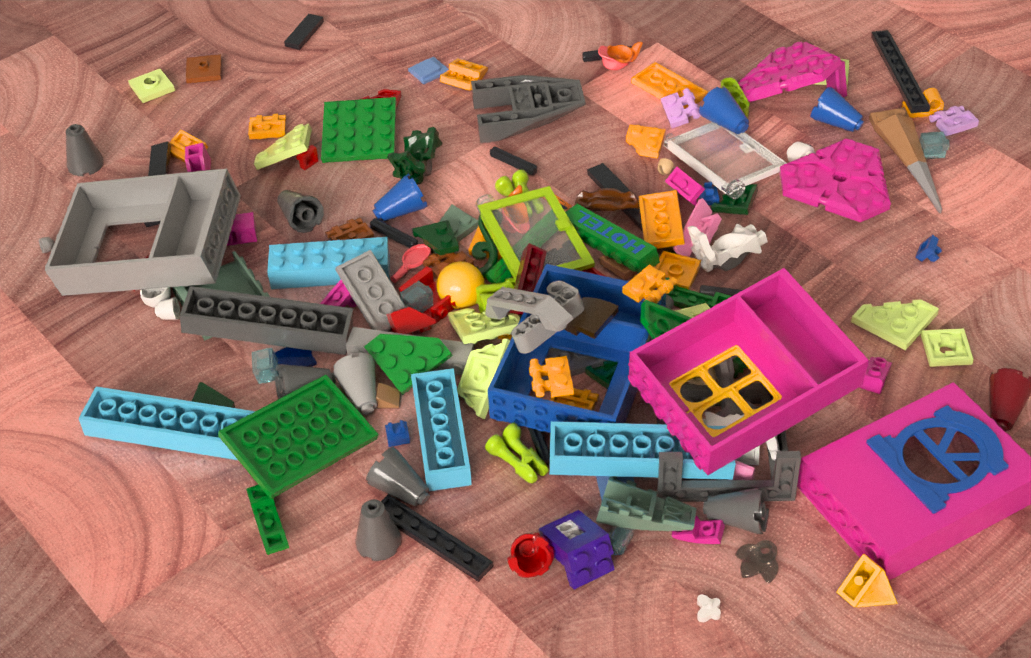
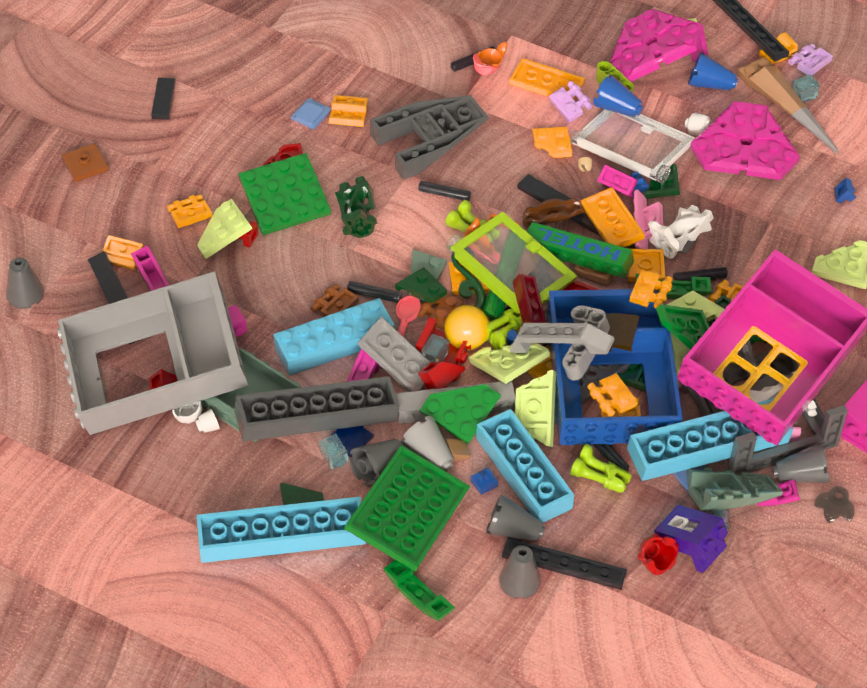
camera: 25 degrees left, 5 degrees up
(46, 244) = (43, 388): light grey hinge -> none
(147, 90) = (43, 201): yellowish green piece -> none
(300, 210) = (276, 290): dark grey cone -> none
(400, 200) = (368, 255): blue cone -> none
(709, 608) = (816, 556): white piece -> none

